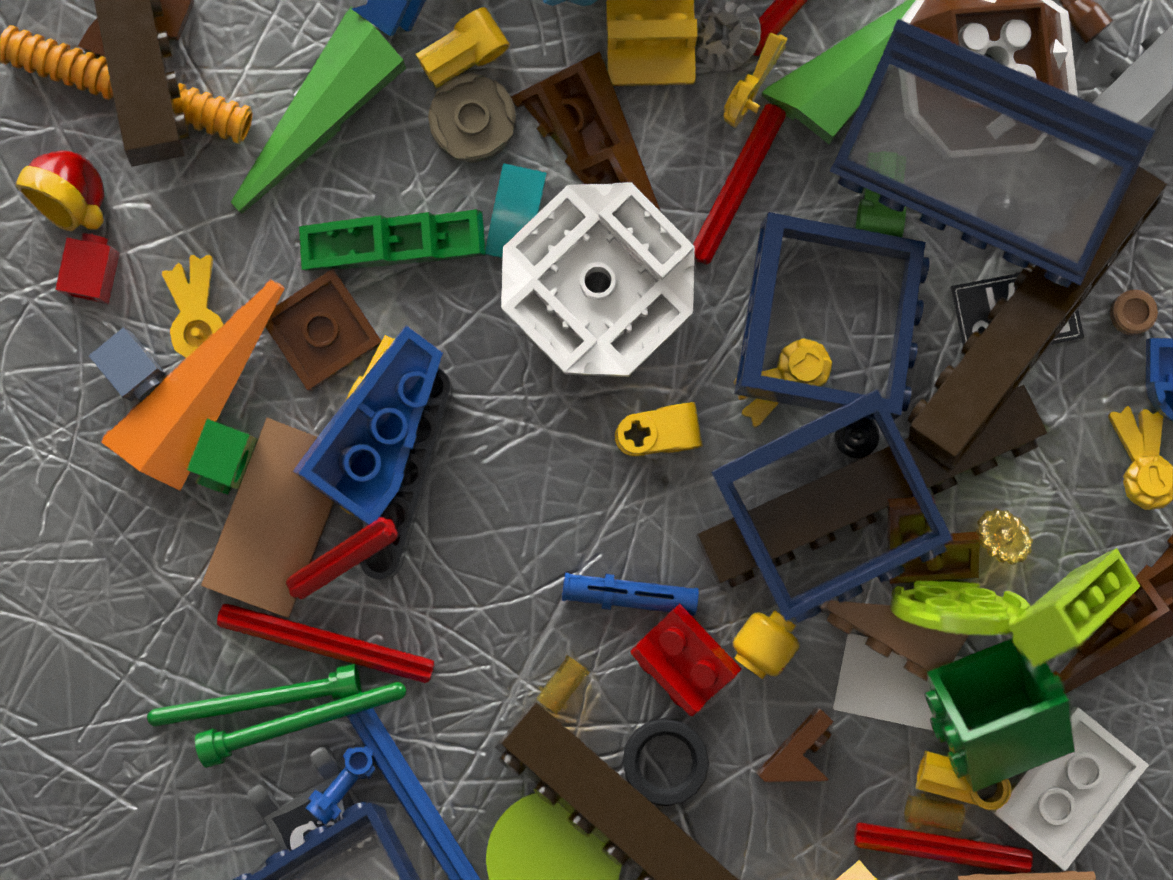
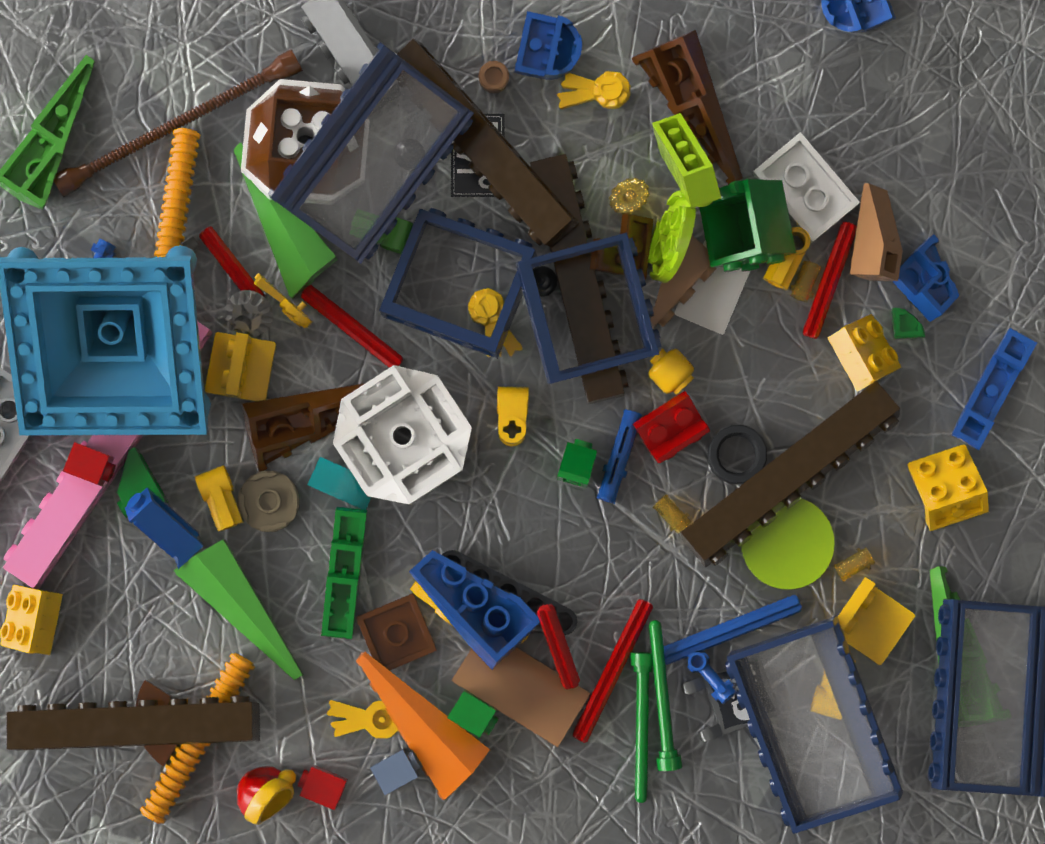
camera: 75 degrees left, 0 degrees up
(608, 535) = (577, 463): none -> green slope
(788, 761) = (751, 371): reddish brown slope -> none

